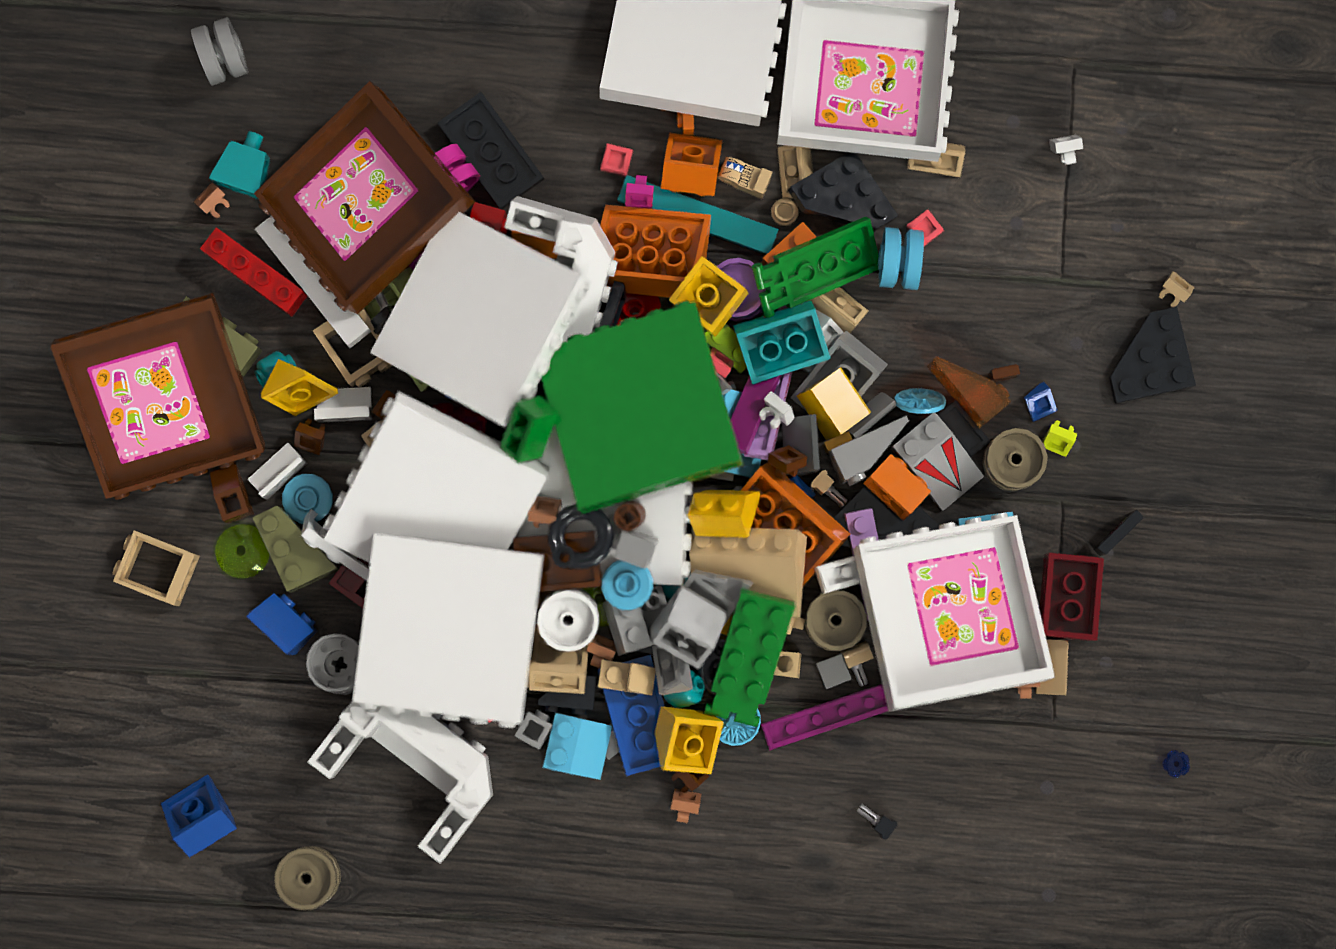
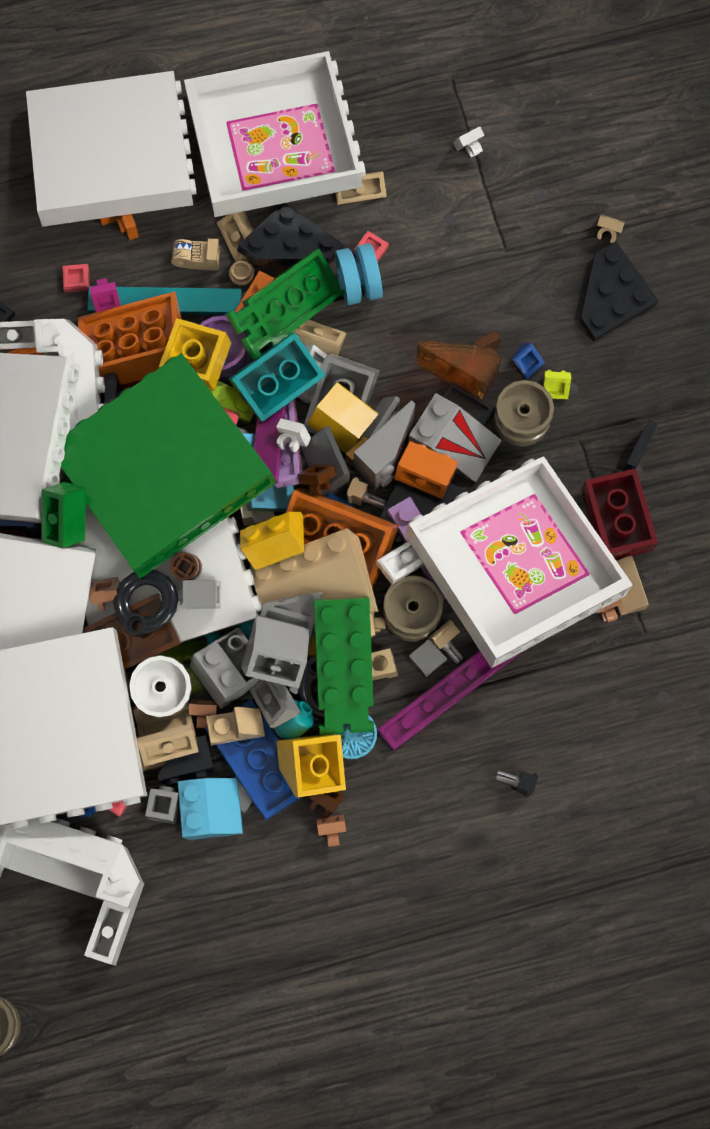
camera: 20 degrees left, 10 degrees down
(627, 585) = (205, 633): medium azure wheel -> none
(691, 164) = (144, 260): orange slope -> none
(920, 401) = (420, 391): medium azure wheel -> none

